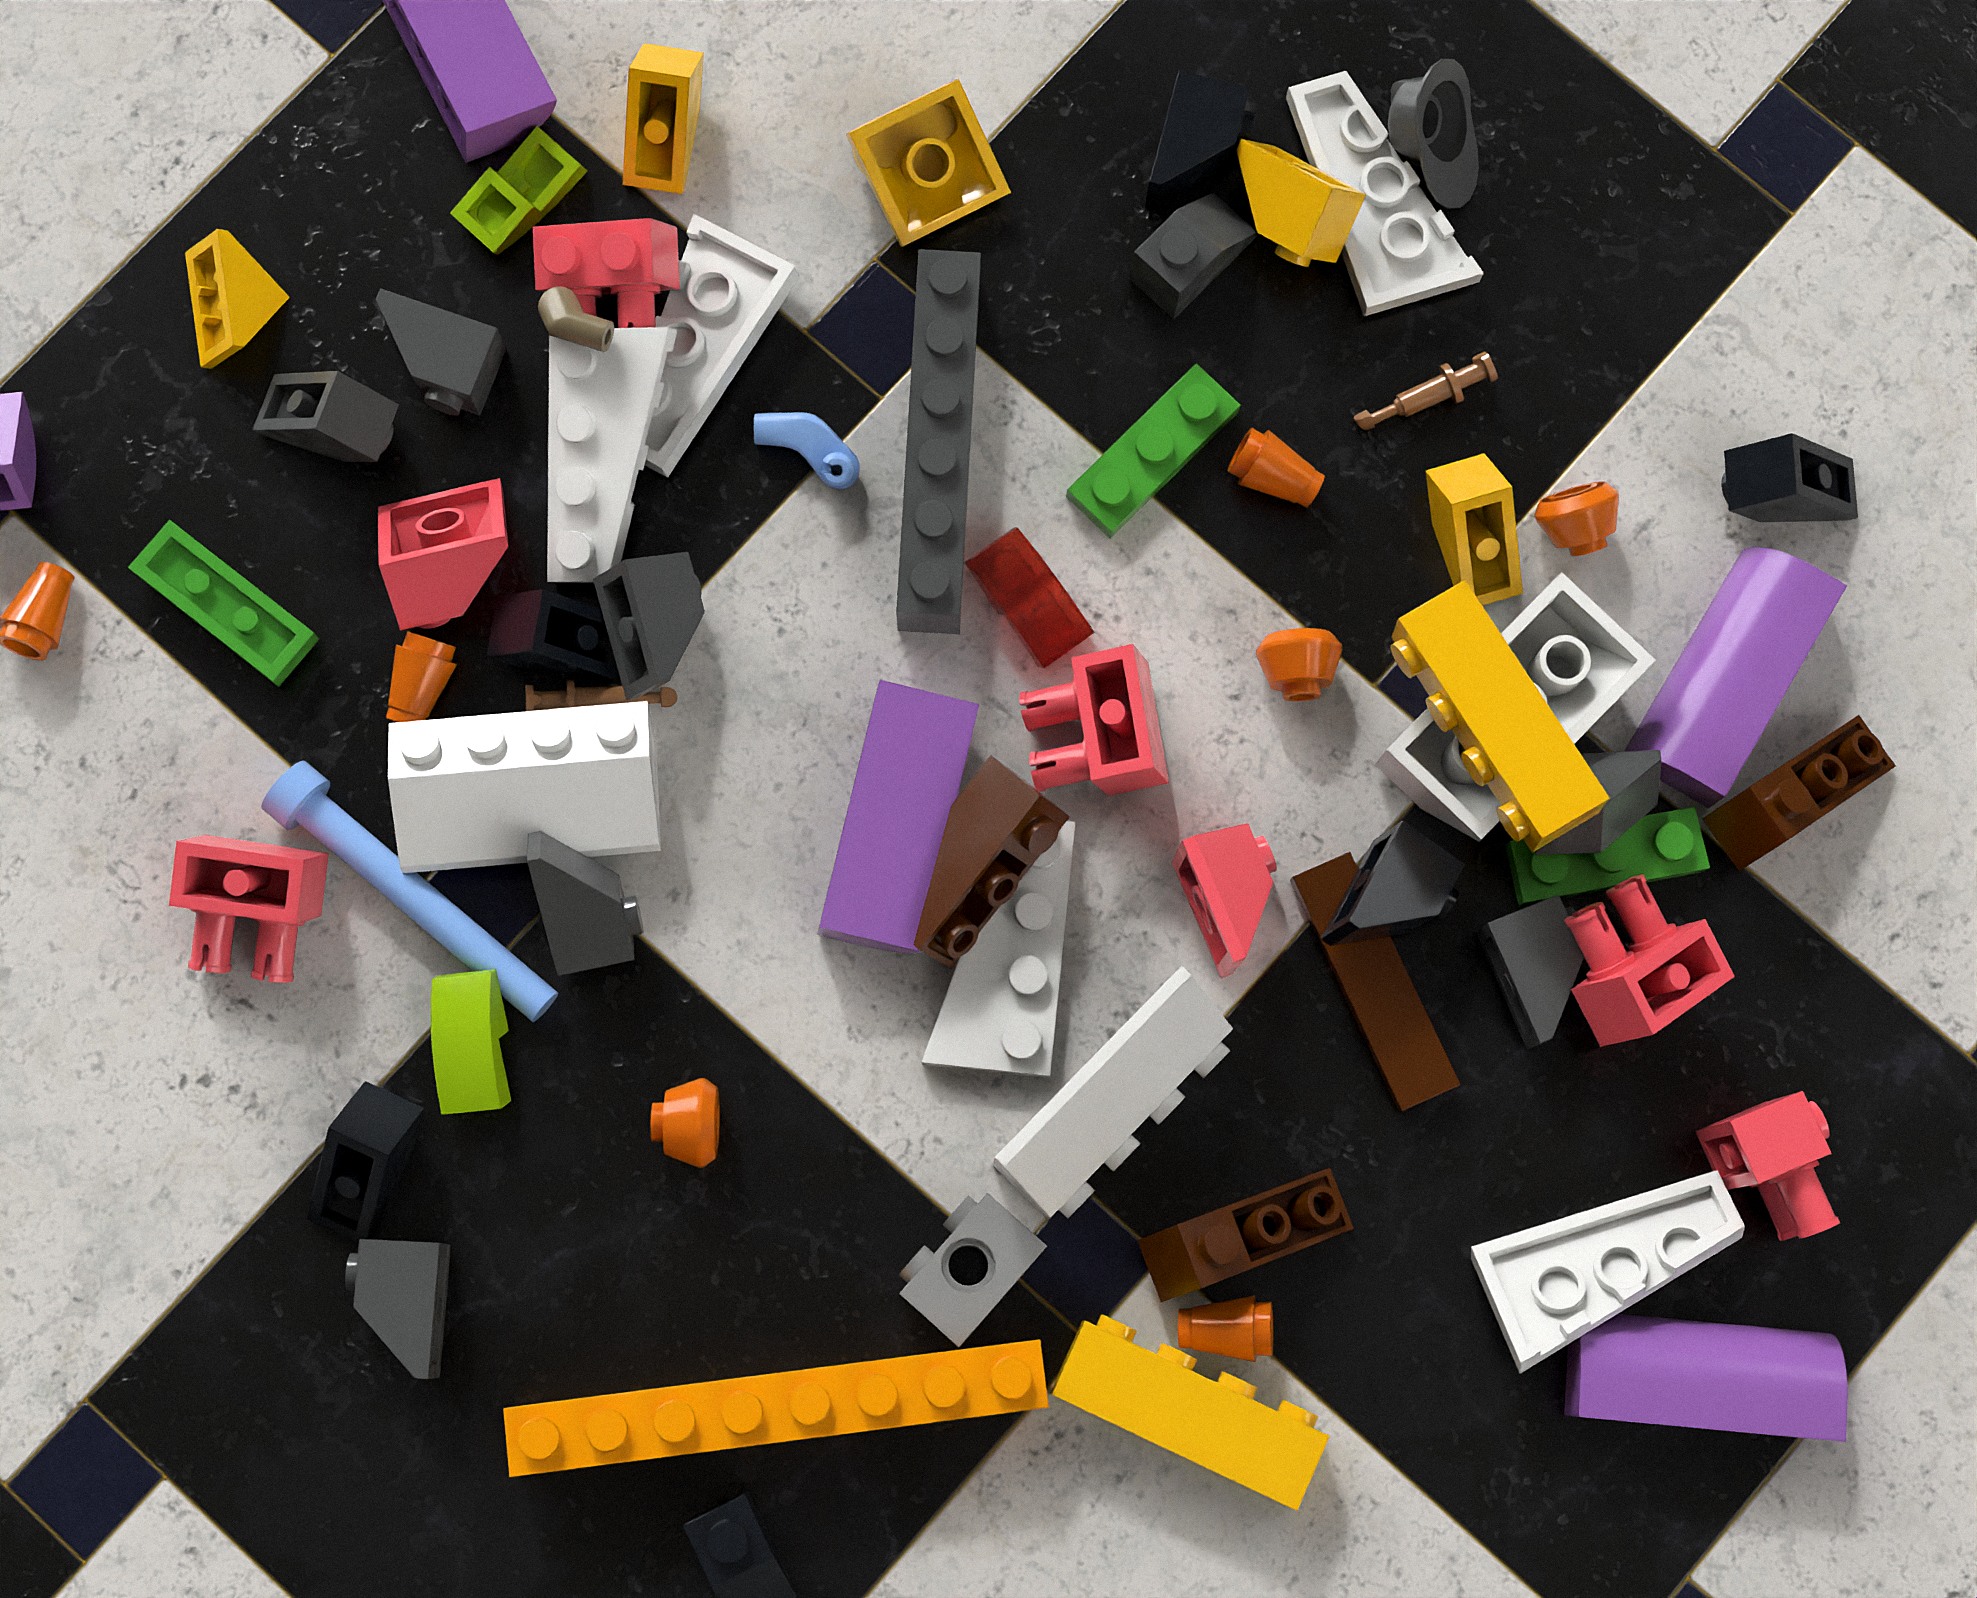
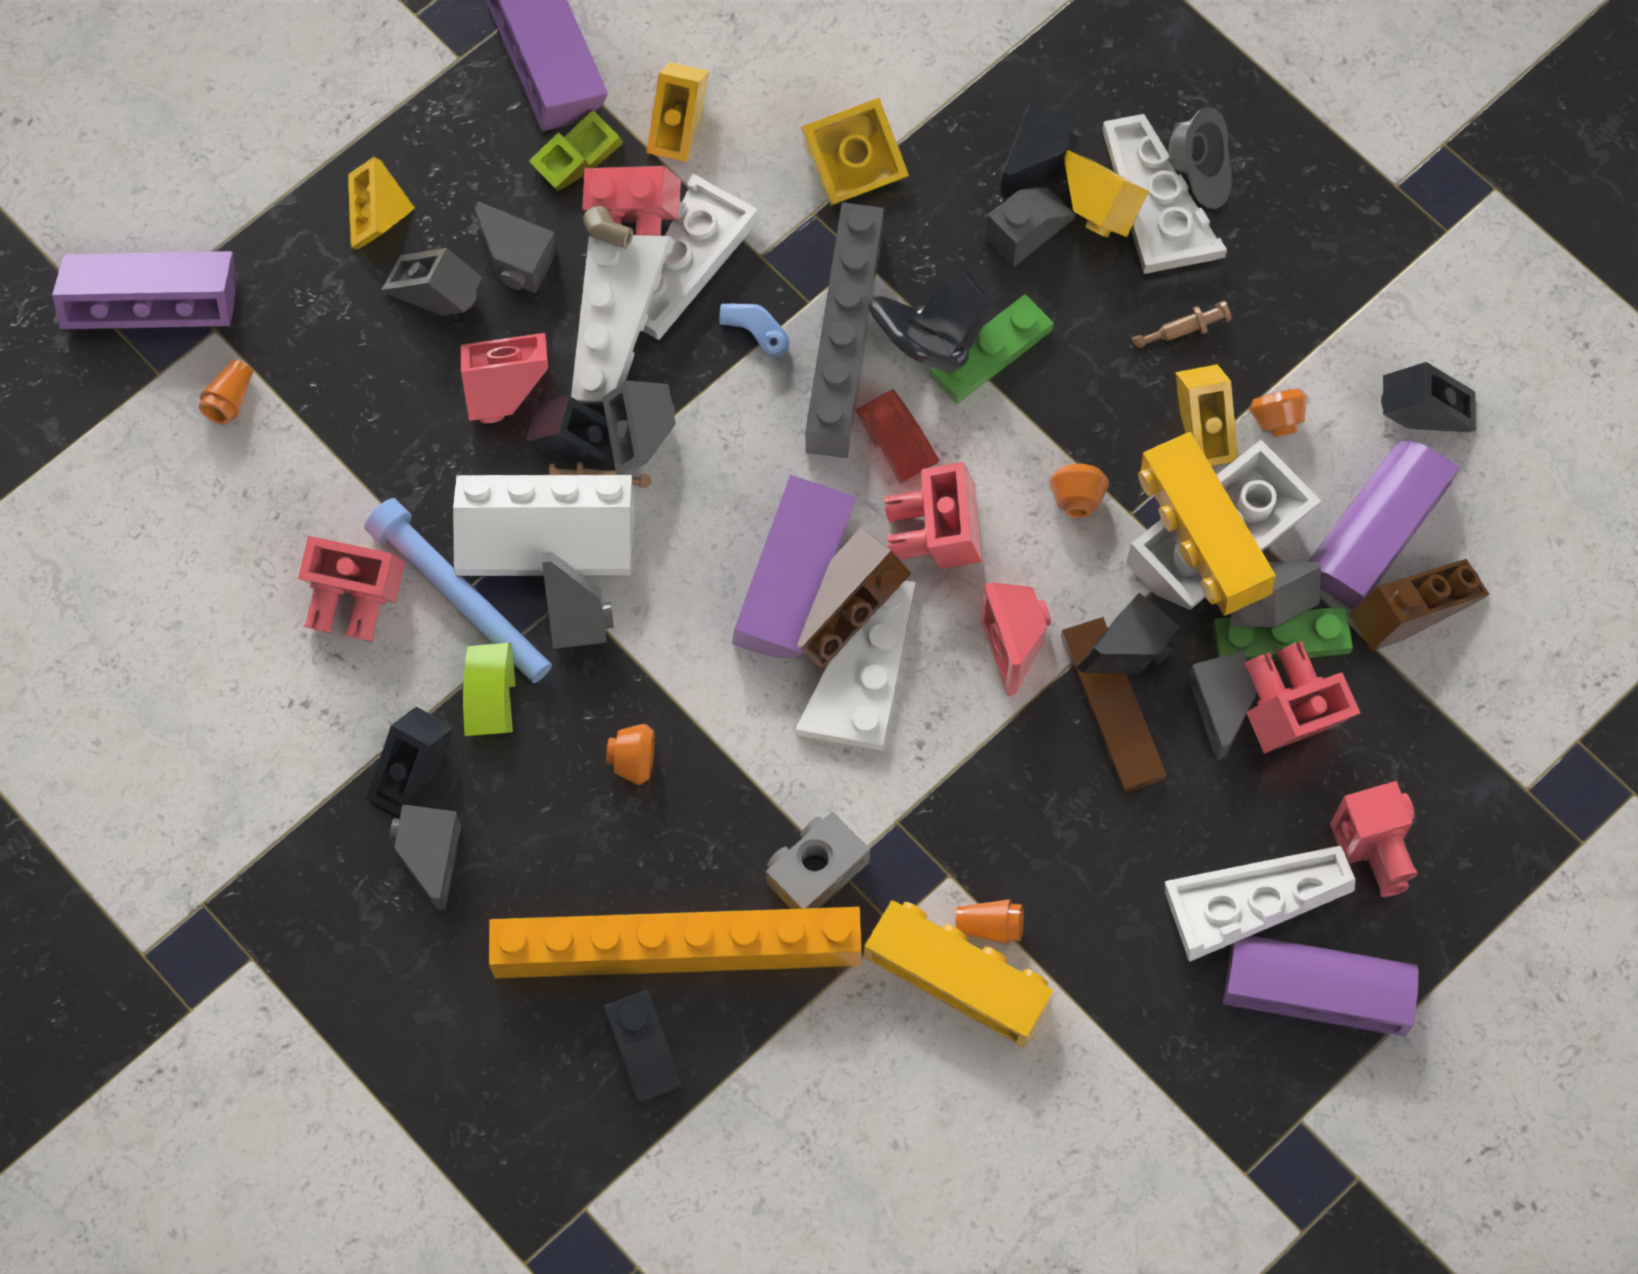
camera: 10 degrees right, 10 degrees down
(224, 603) = (352, 396): bright green plate -> none
(418, 677) = (479, 450): orange cone -> none
(1095, 405) = (952, 314): none -> black piece
(1114, 1095) = (924, 756): white slope -> none
(1245, 1235) = (1006, 859): reddish brown slope -> none
(1274, 468) = (1073, 365): orange cone -> none

